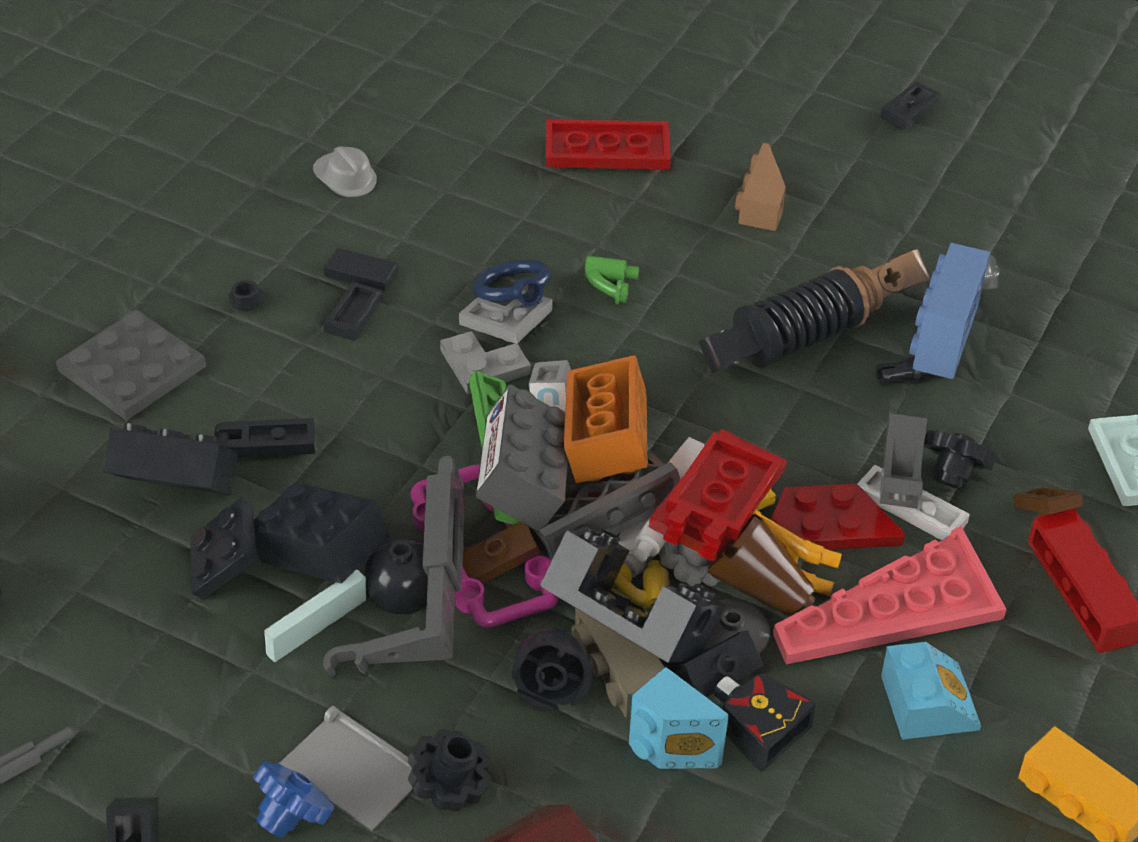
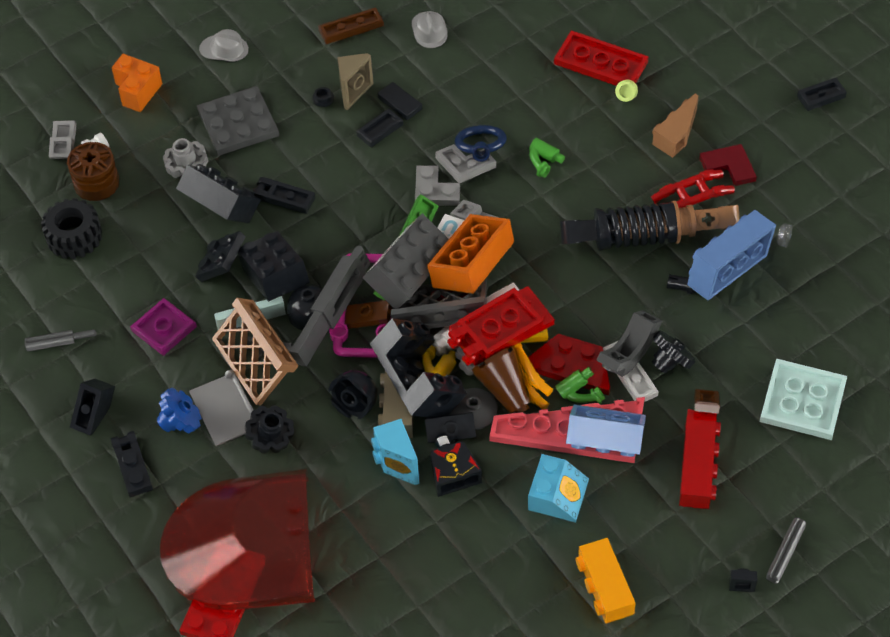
camera: 30 degrees right, 10 degrees up
(52, 273) = (224, 46): none -> light grey piece
(78, 435) = (184, 154): none -> light grey plant
(181, 684) = (163, 326): none -> magenta tile
(228, 199) = (350, 25): none -> reddish brown tile
(281, 253) = (355, 77): none -> dark tan slope
(381, 636) = (263, 337): none -> medium nougat fence
(666, 168) = (626, 90): none -> yellowish green tile
(834, 242) = (699, 180): none -> red piece
(856, 540) = (568, 387): none -> bright green plant
(857, 209) = (731, 159): none -> dark red tile
(951, 583) = (605, 430): none -> slope

